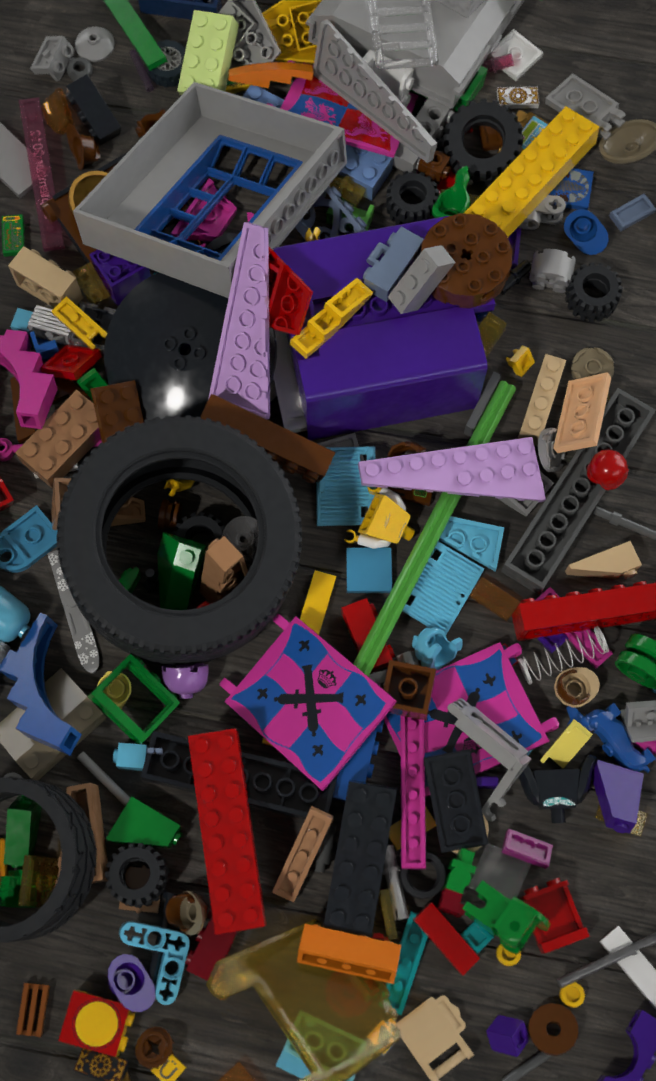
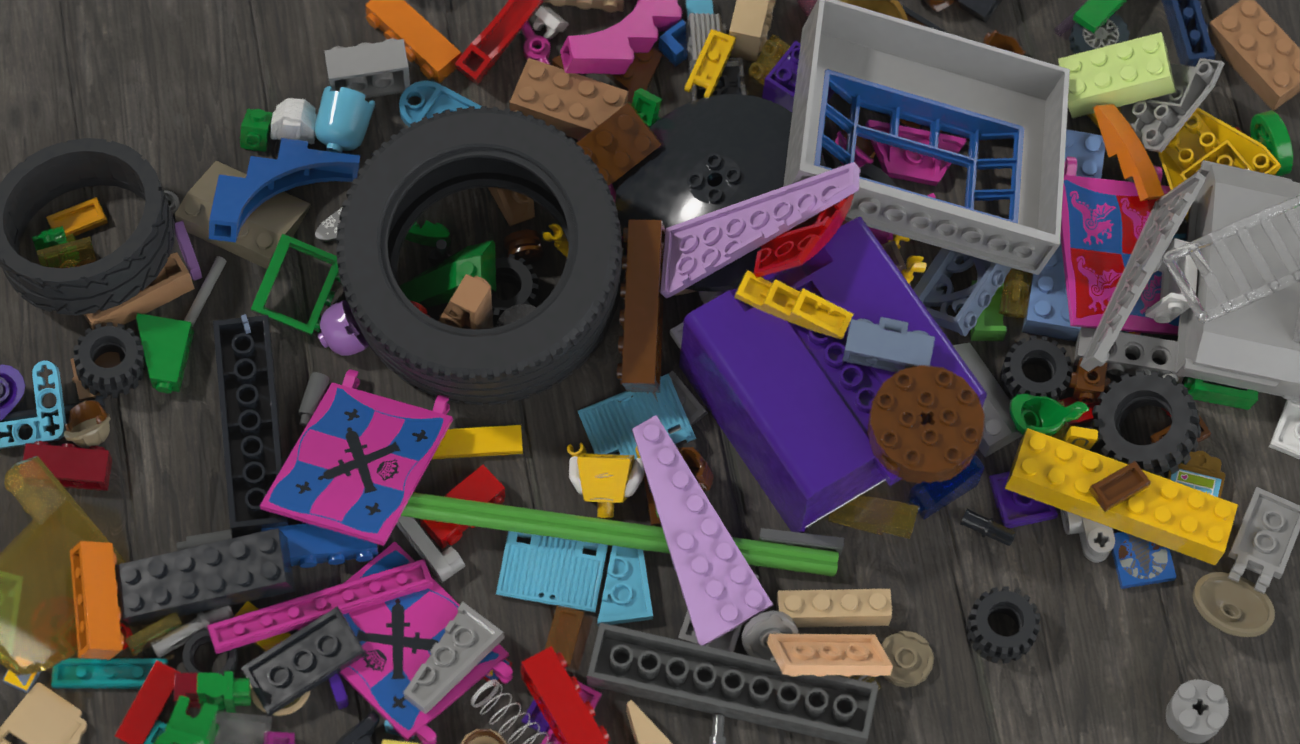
camera: 65 degrees right, 5 degrees down
(21, 830) = (112, 227): green slope -> none
(64, 779) = (187, 251): none -> medium lavender tile
(71, 362) = (663, 75): red plate -> none
(118, 690) = (302, 267): light yellow hat -> none
(130, 756) = (234, 303): medium azure brick -> none
(226, 831) = (183, 425): red brick -> none
(231, 720) = (312, 397): none -> dark grey cylinder
(302, 854) = (188, 517): medium nougat plate -> none
(369, 570) = (544, 483): dark azure tile -> none
(411, 688) = (409, 563): reddish brown brick -> none
(421, 279) = (868, 376): light grey brick -> none
(434, 648) = (473, 582): medium azure helmet -> none
(478, 185) = (1081, 437): none -> yellow tile
(489, 677) = (457, 653): none -> light grey wing
(496, 743) = (379, 679): light grey hinge -> none
(498, 63) = (1273, 410): clear pink axle -> none
(518, 97) = (1242, 454): tile -> none
(521, 360) = (876, 569): yellow tile -> none
(532, 169) = (1119, 486): none -> reddish brown tile
(552, 270) = (1009, 563): light grey brick -> none
(586, 232) = (1085, 588): blue piece -> none
(608, 469) = (762, 700): red helmet -> none
(632, 212) = (1142, 643): sand blue tile -> none

